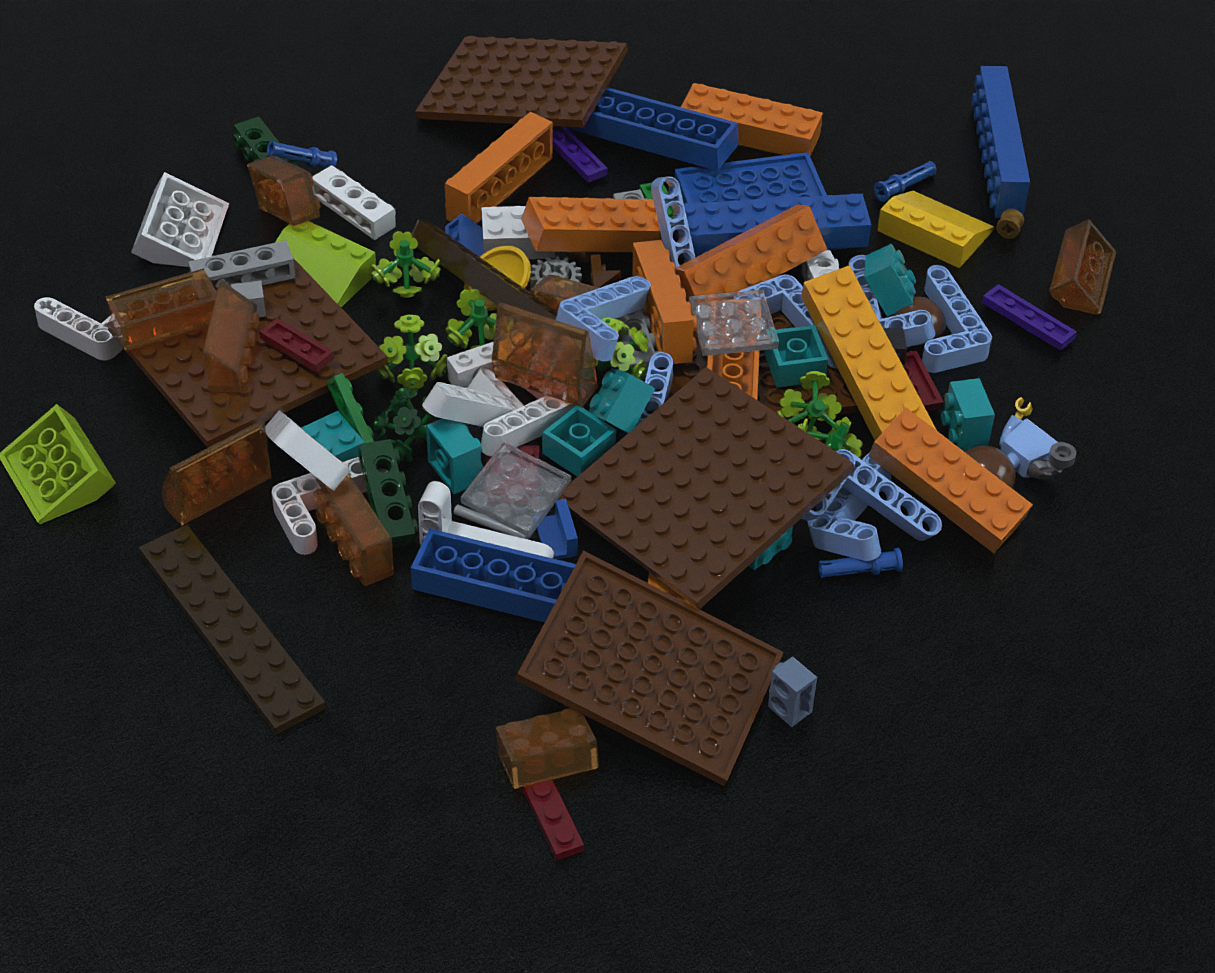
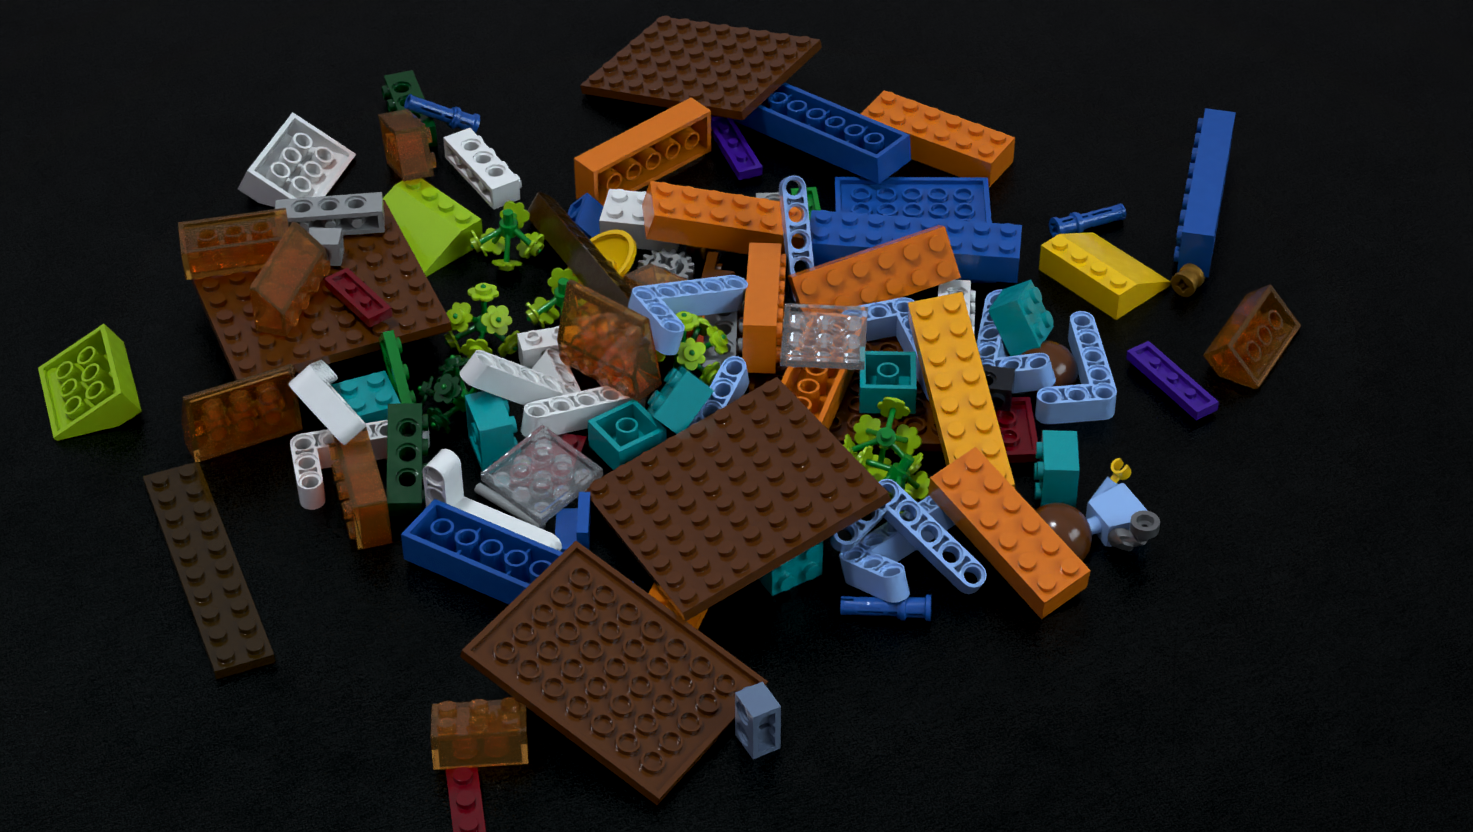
camera: 15 degrees right, 5 degrees down
(76, 329) = (154, 255): white beam -> none

